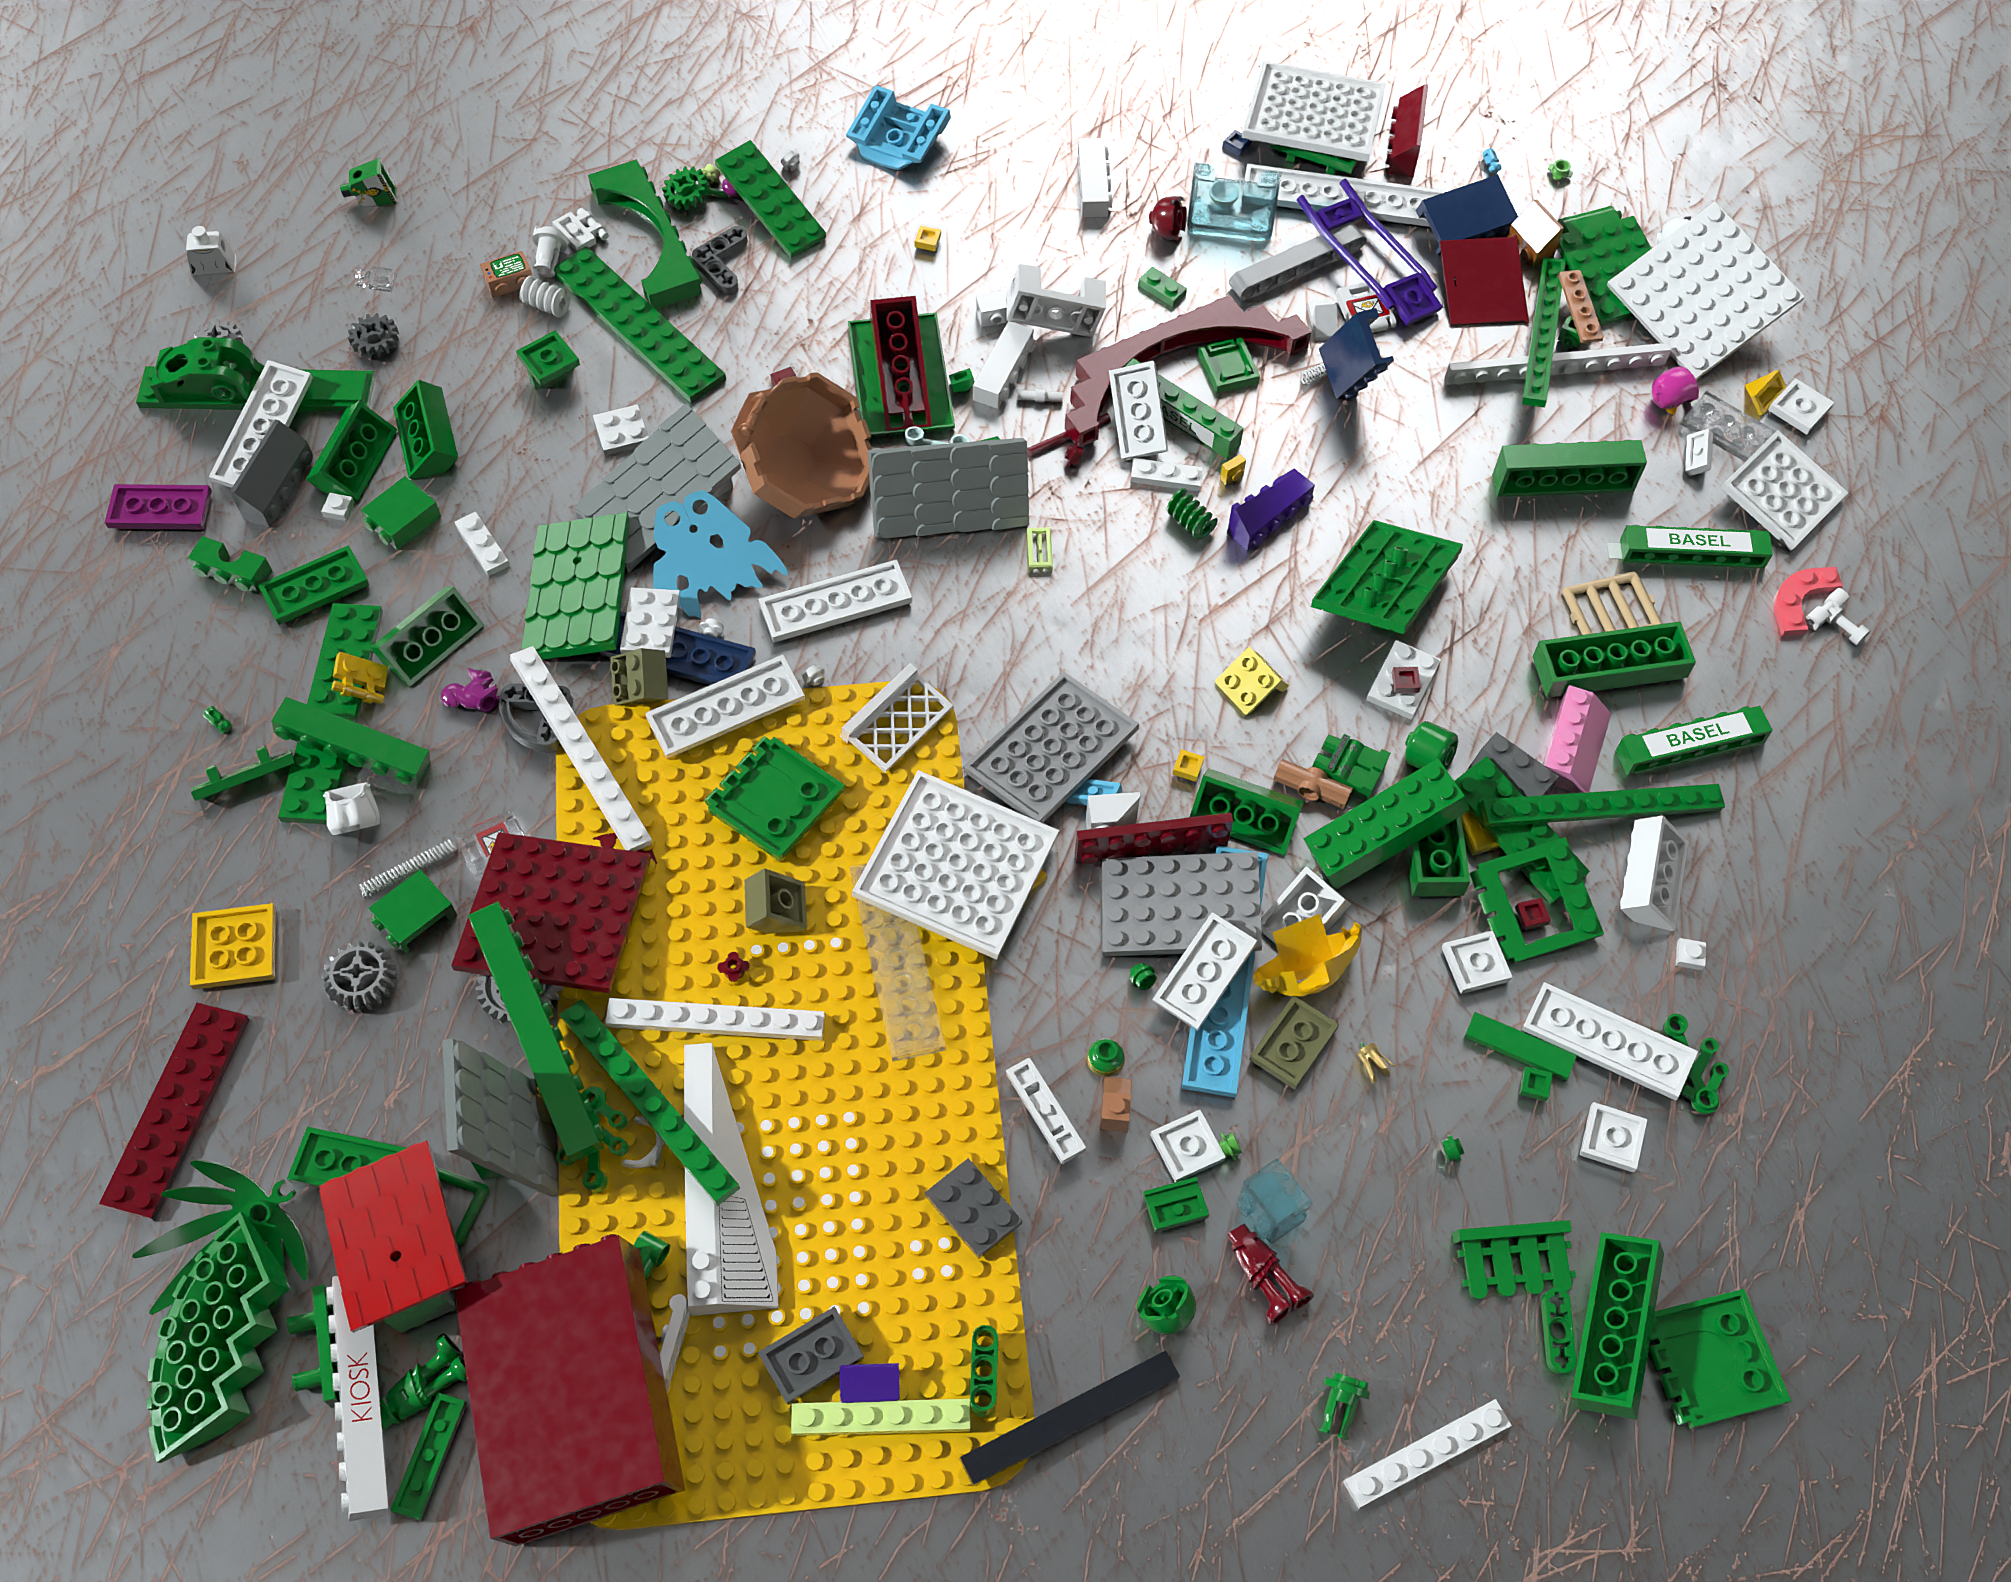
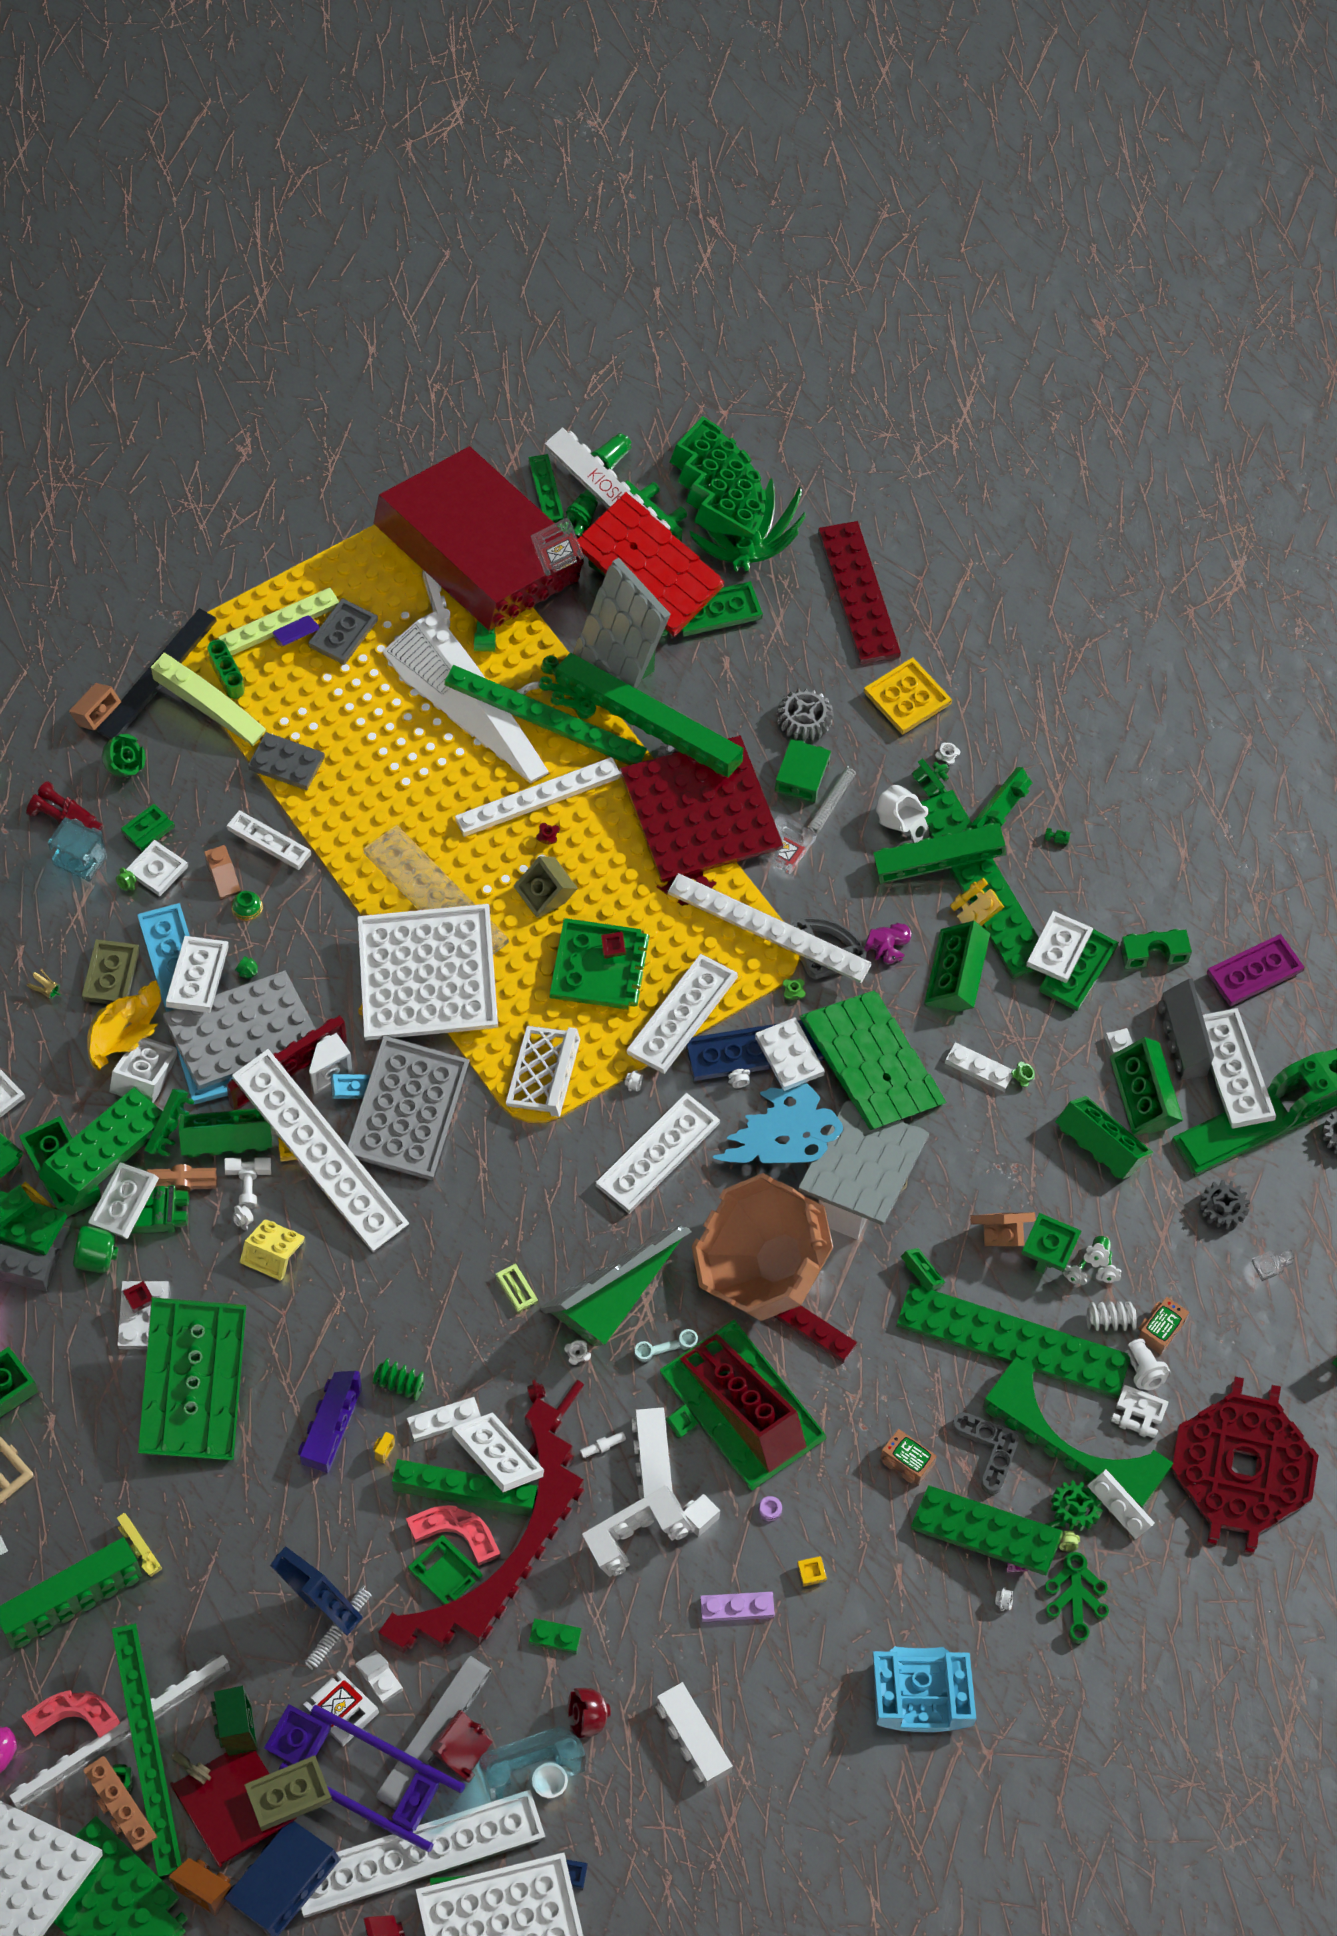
camera: 150 degrees right, 0 degrees up
(244, 856) = (947, 748): none -> white plate
(289, 847) = (923, 772): none -> green hips
(310, 1466) = (613, 450): none -> green plant
(317, 597) = (1059, 947): none -> white plate
(400, 513) = (1062, 1055): green brick -> none
(448, 515) = (1023, 1073): none -> bright green plate
(491, 1281) = (559, 551): none -> clear container
(508, 141) = (1239, 1501): none -> dark red plate
(520, 324) = (1097, 1255): none -> white plant
(574, 389) = (1003, 1228): none -> nougat bracket
(599, 697) = (794, 994): none -> bright green plate
(620, 429) = (946, 1225): white plate -> none
(639, 677) = (764, 1004): olive slope -> none
(652, 170) = (1120, 1504): none -> white plate
(670, 397) = (922, 1269): none -> green plate
(748, 797) = (613, 945): none -> dark red plate
(751, 121) = (1077, 1594): none -> green plant
(793, 276) = (908, 1457): none -> brick
(930, 296) = (770, 1508): none -> lavender tile
(1002, 245) = (737, 1606): none -> lavender plate
(1031, 1336) = (206, 698): none -> yellowish green slope
(1167, 731) = (320, 1150): none -> white plate
(1171, 1403) = (95, 706): none -> nougat brick
(1189, 379) = (458, 1521): none -> coral plate
(1242, 760) = (247, 1172): none -> white bar
(1268, 720) = (242, 1217): none -> white plate
(1287, 236) = (461, 1745): none -> dark red piece
(1294, 833) = (168, 1122): none -> green plate
(1384, 764) = (123, 1200): none -> white plate
(1440, 253) = (288, 1793): none -> olive plate
(1462, 319) = (234, 1721): none -> dark green brick
(1487, 490) = (139, 1547): none -> light yellow hinge
(1505, 309) = (199, 1771): none -> dark tan plate
(1589, 393) = (68, 1704): none -> coral plate

